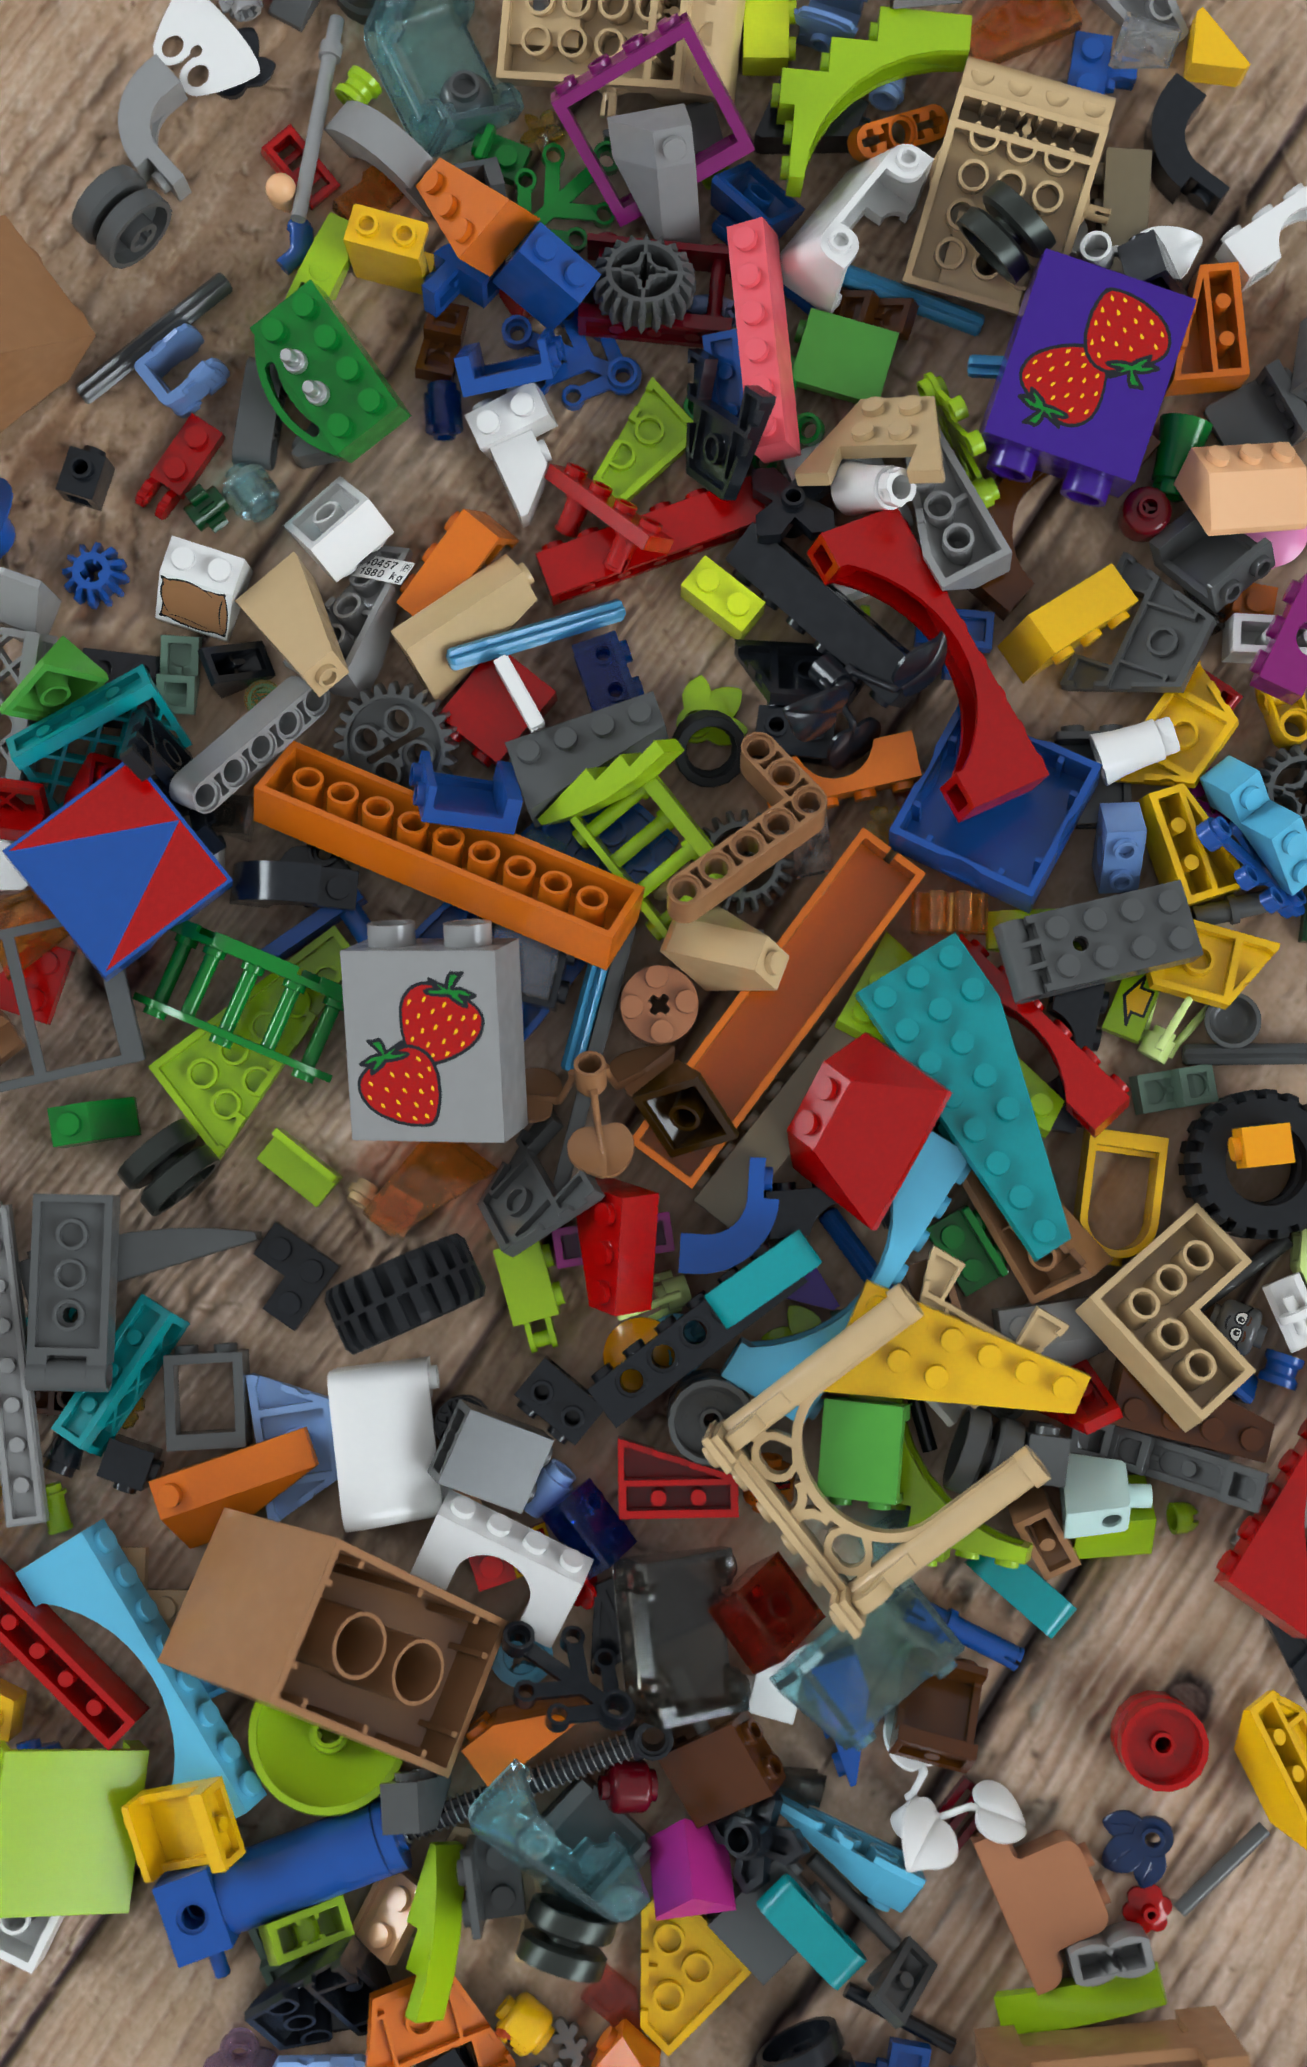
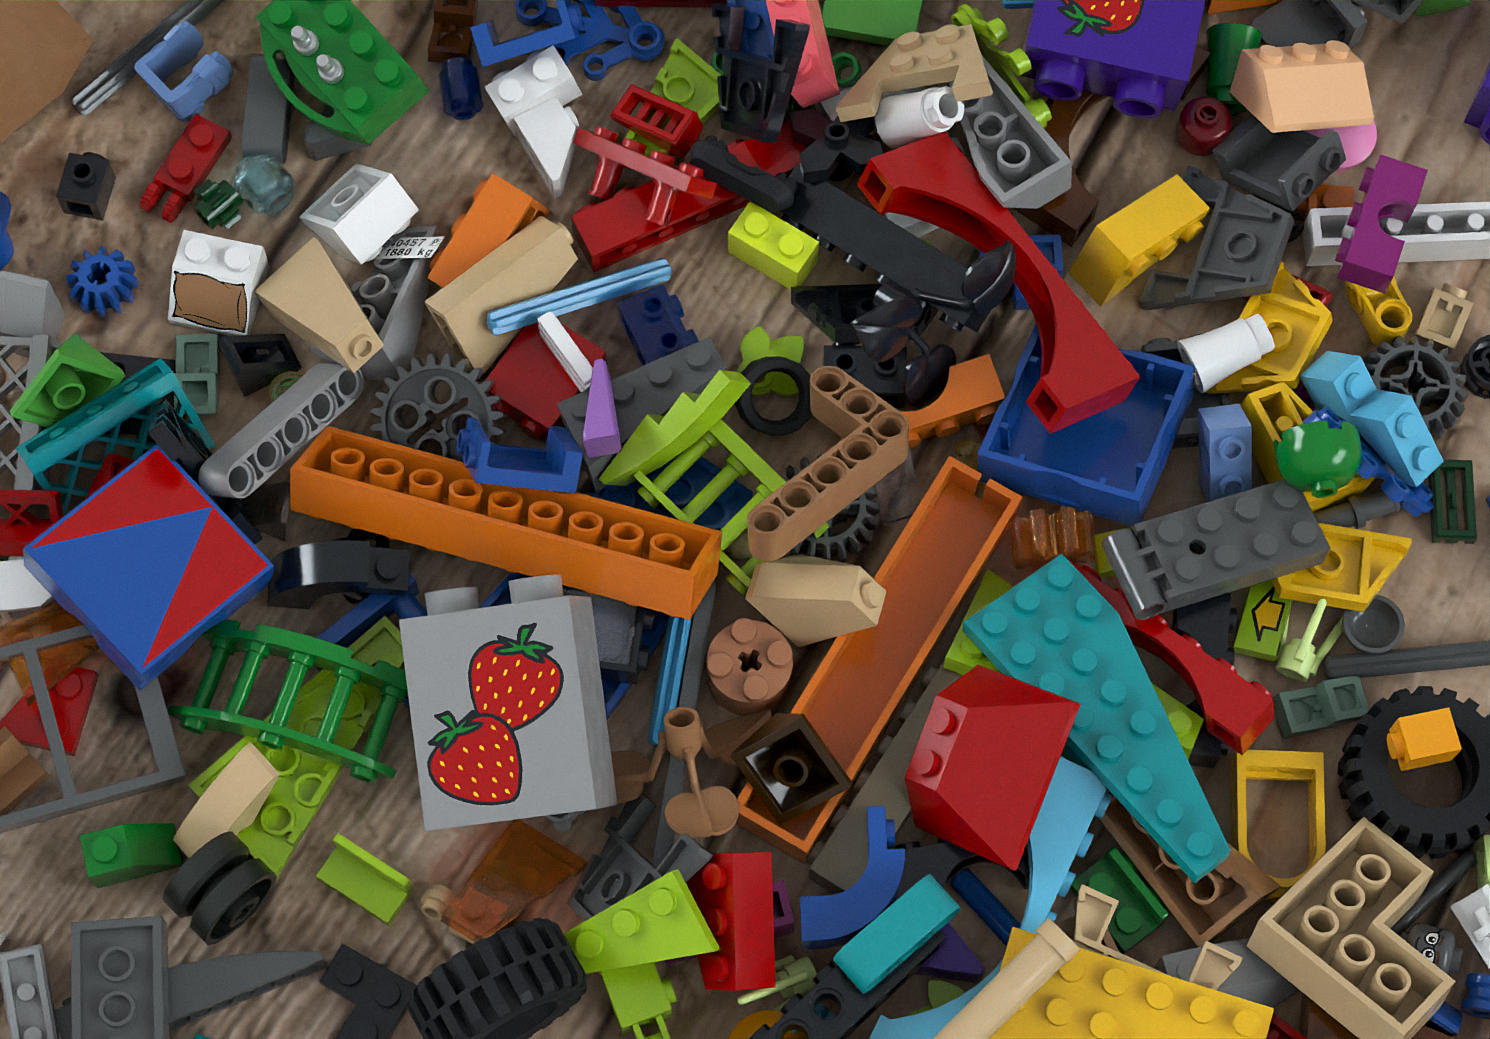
camera: 10 degrees left, 15 degrees down
(179, 1093) = (229, 801): none -> tan slope
(539, 1252) = (644, 928): none -> lime wing
(543, 769) = (601, 425): none -> medium lavender slope
(645, 476) = (679, 132): none -> red slope
(707, 540) = (748, 182): none -> black piece
(1205, 870) = (1319, 457): none -> green cylinder

